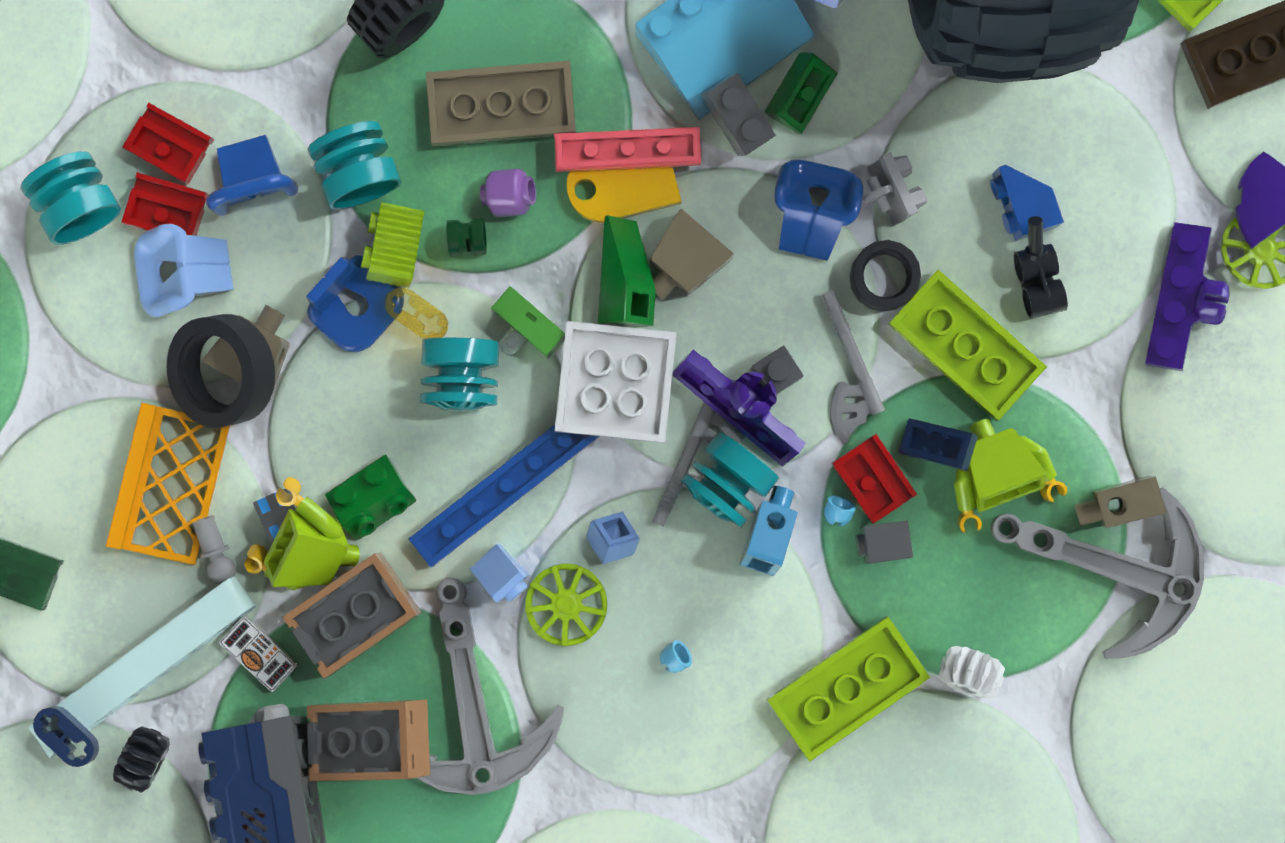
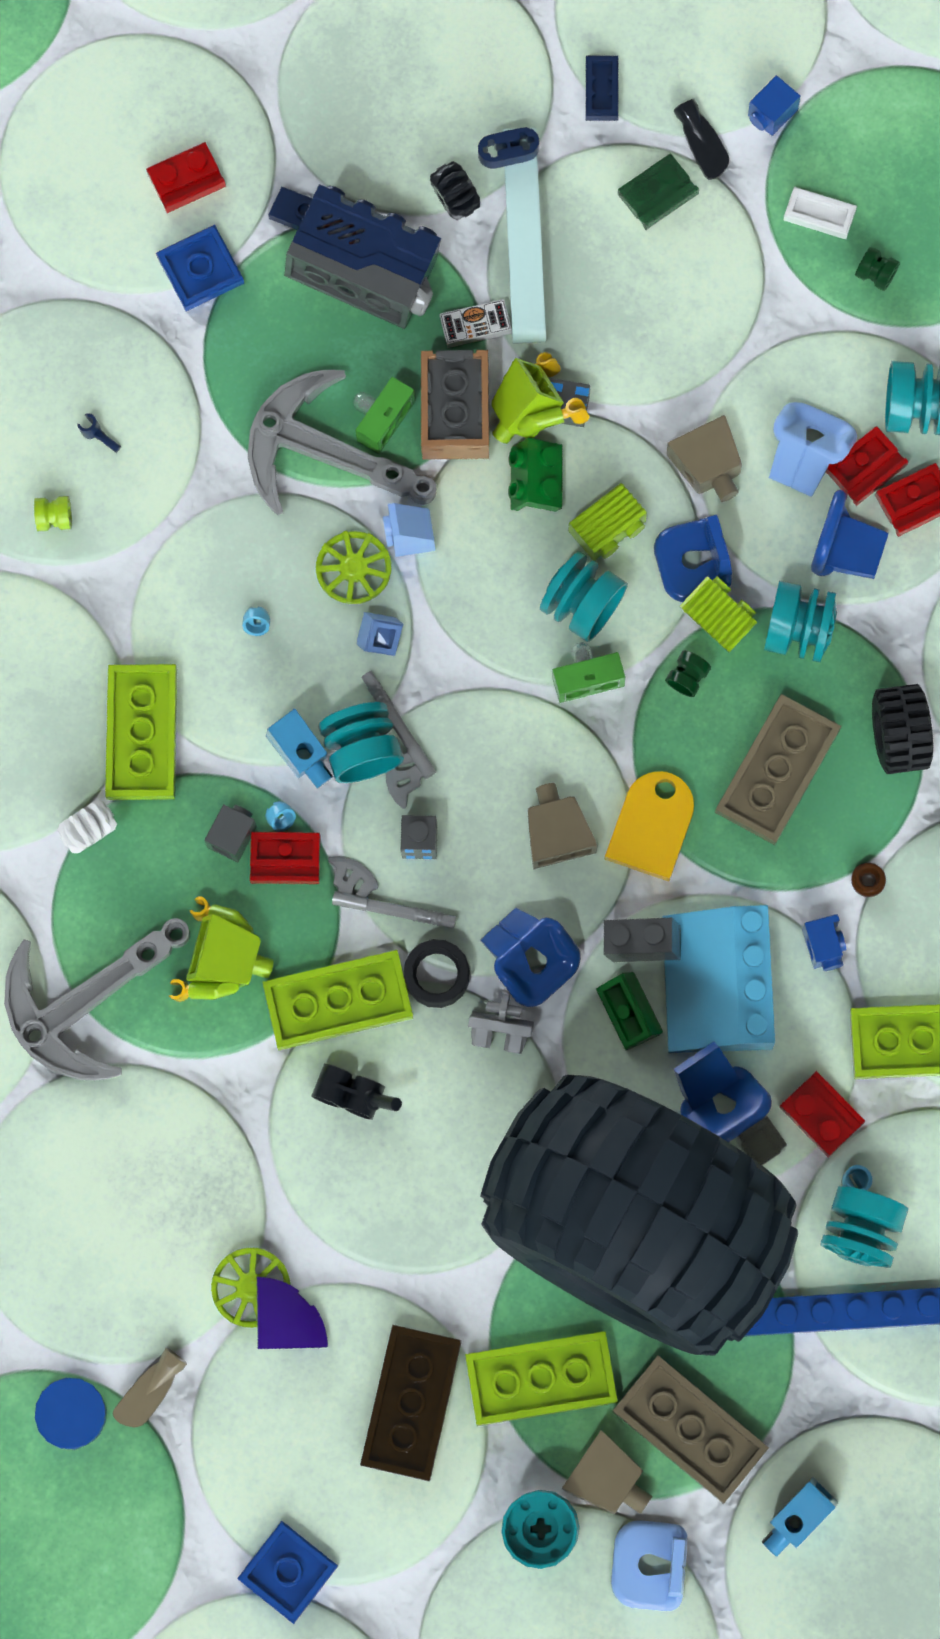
camera: 125 degrees right, 10 degrees down
(136, 478) = (675, 323): light orange fence -> none
(186, 378) = (703, 449): black tyre -> none
(212, 545) = (559, 335): light grey pin -> none
(368, 740) = (353, 355): piece -> none
(371, 401) = (608, 523): none -> lime brick
(403, 675) = (382, 413): none -> bright green piece
(411, 321) = (651, 590): clear yellow beam -> none
(497, 493) = (477, 614): blue plate -> none
(508, 192) = (701, 727): medium lavender head -> none
(615, 382) = (495, 707): white plate -> none
(626, 279) = (574, 771): green slope -> none
(627, 149) = (673, 840): coral tile -> none
(742, 404) = (412, 793): dark purple plate -> none
(938, 444) = (276, 920): dark blue plate -> none
(1023, 199) = (418, 1122): blue slope -> none
(1139, 500) = (131, 1032): dark tan torso -> none
(1184, 297) = (256, 1197): dark purple plate -> none

